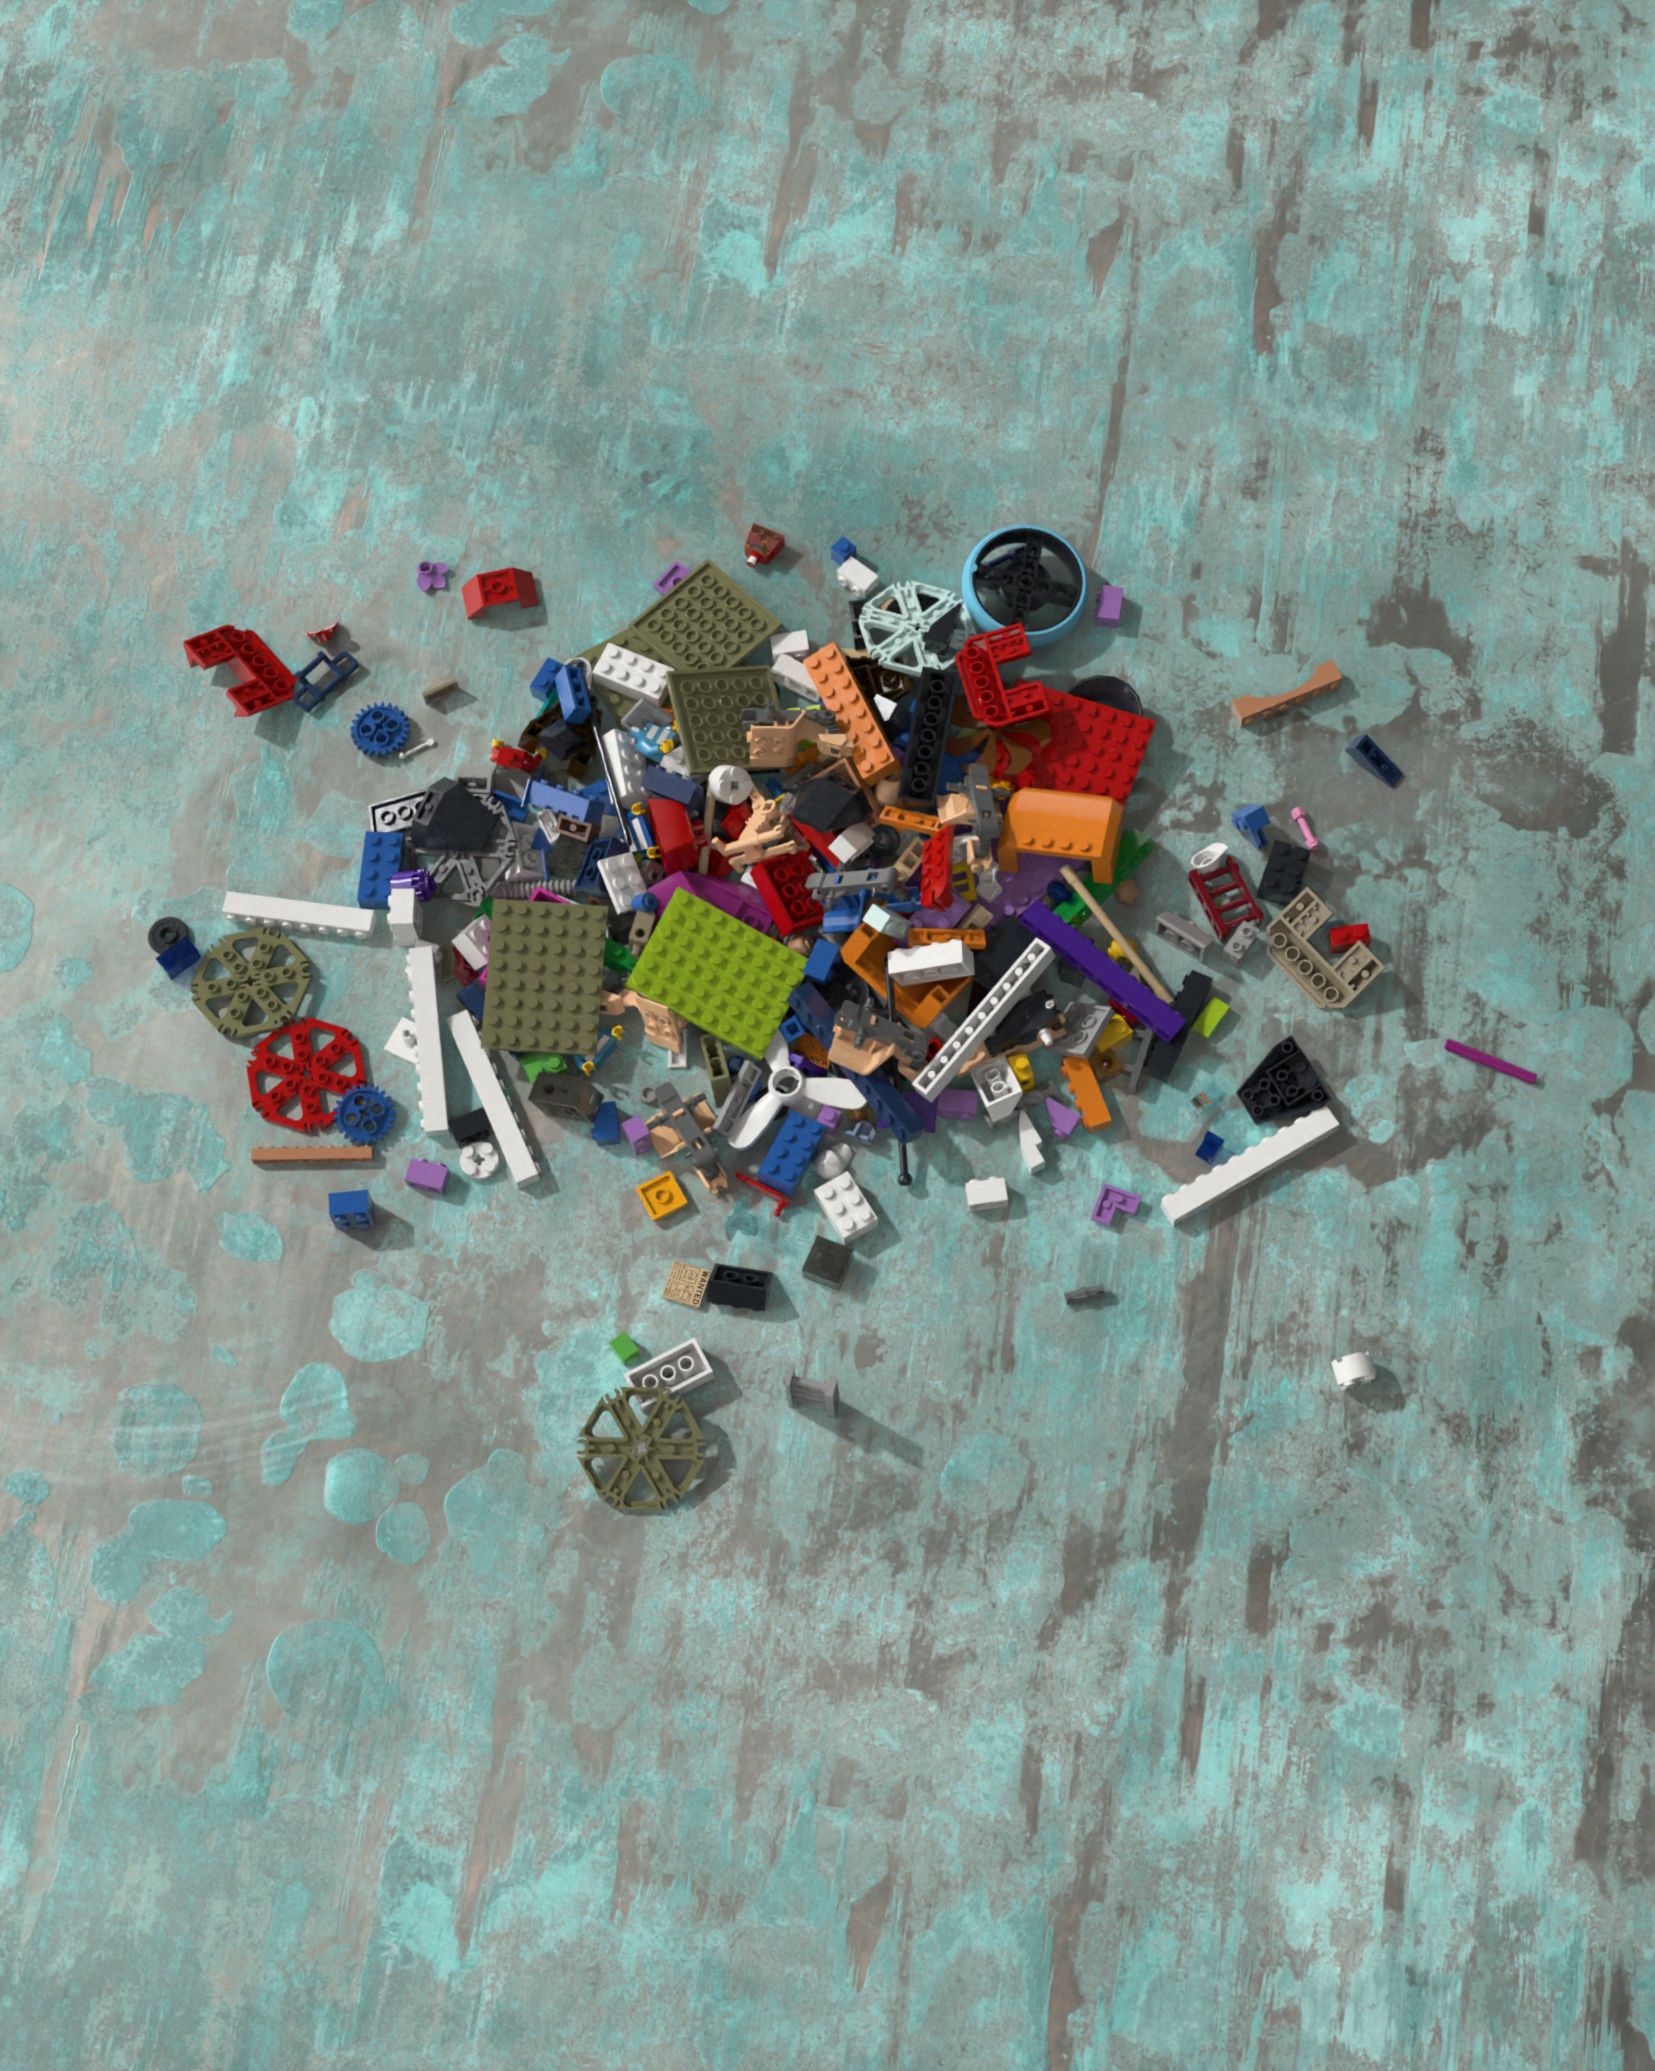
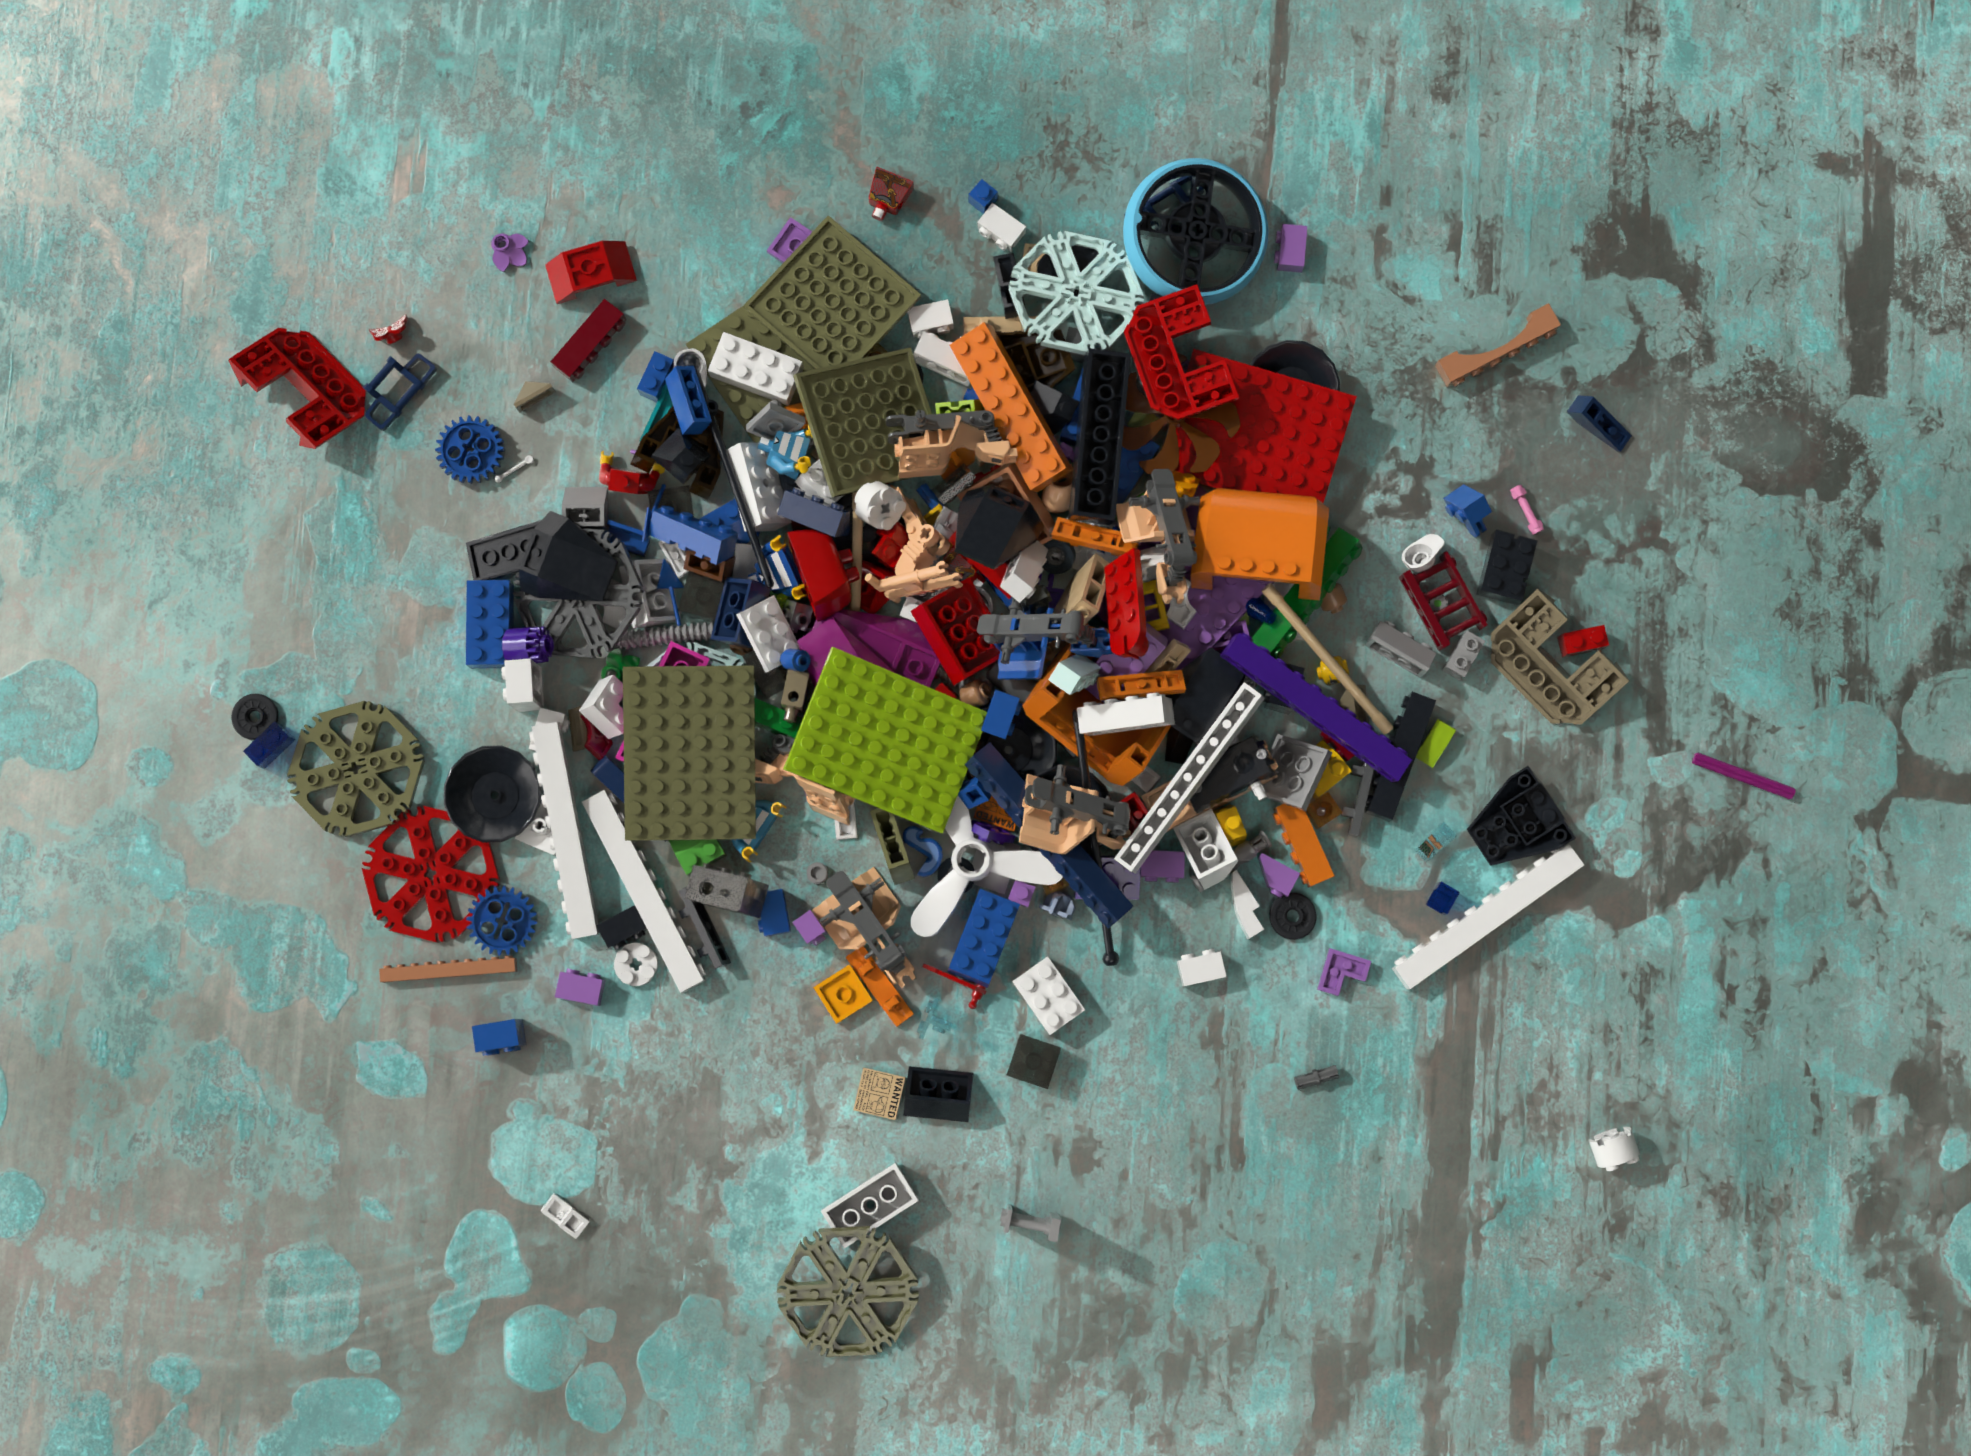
camera: 10 degrees left, 15 degrees up
(299, 915) = (401, 683): white brick -> none
(364, 991) = (471, 787): none -> black dish
(393, 1370) = (565, 1215): none -> white slope
(492, 649) = (589, 340): none -> dark red brick
(549, 1148) = (706, 931): none -> black hinge
(625, 1349) = (818, 1175): bright green brick -> none
(695, 1193) = (880, 986): none -> orange hinge
(736, 1099) = (918, 881): light grey hinge -> none
(832, 1160) = (1028, 938): white piece -> none
(941, 631) = (1105, 299): black slope -> none
(1073, 1167) = (1288, 929): none -> black wheel

